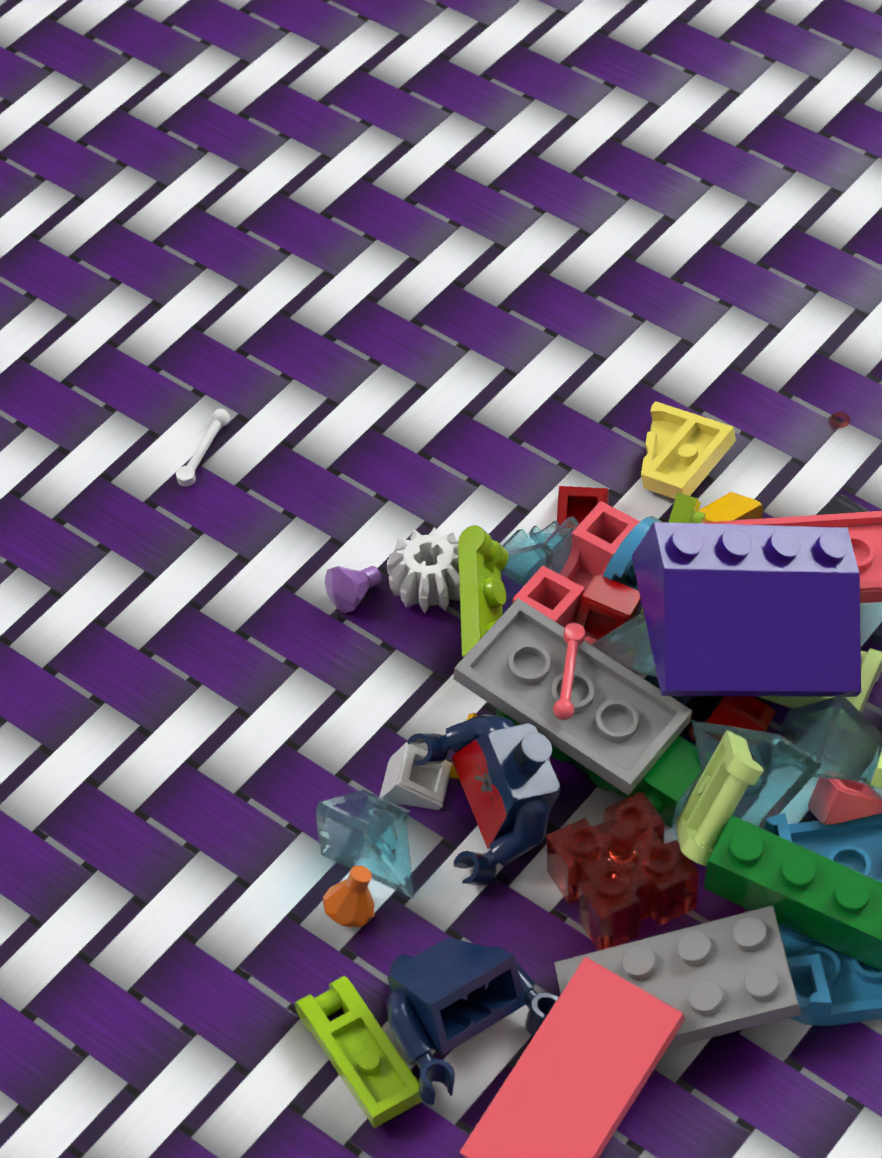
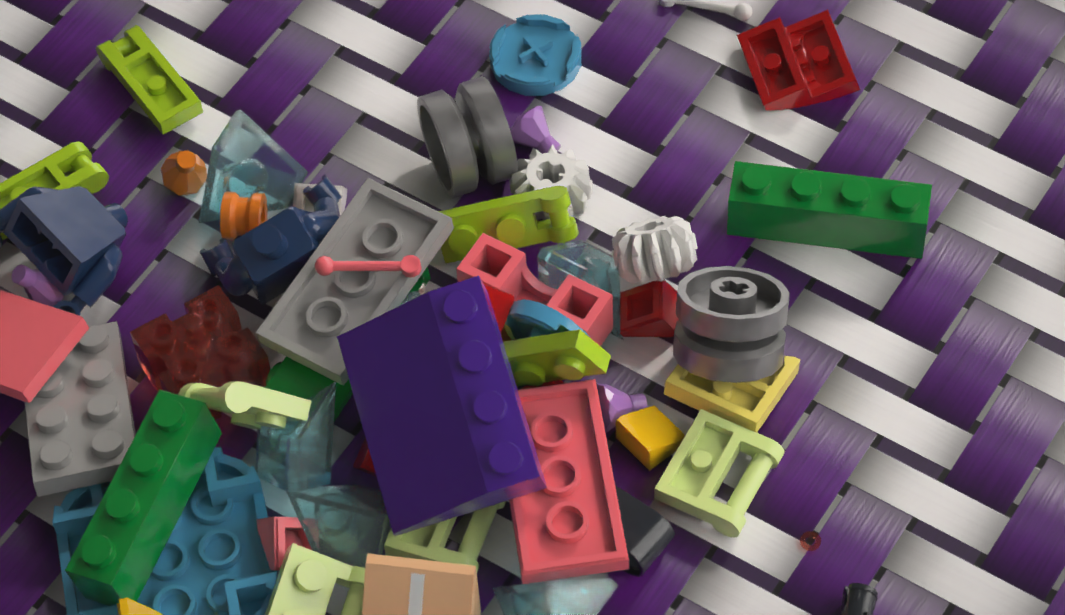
camera: 85 degrees right, 5 degrees up
(207, 937) = (150, 79): none -> lime plate
(242, 585) = (535, 55): none -> dark azure tile
(297, 378) = (798, 62): none -> red slope
(375, 617) = (467, 137): none -> flat silver wheel
(429, 837) = (241, 214): none -> orange wheel
(491, 363) = (828, 209): none -> green brick
(501, 1040) = (36, 285): none -> medium lavender rock
(529, 485) = (654, 249): none -> white gear
(634, 425) = (730, 324): none -> flat silver wheel
(771, 477) = (703, 464): none -> yellowish green plate

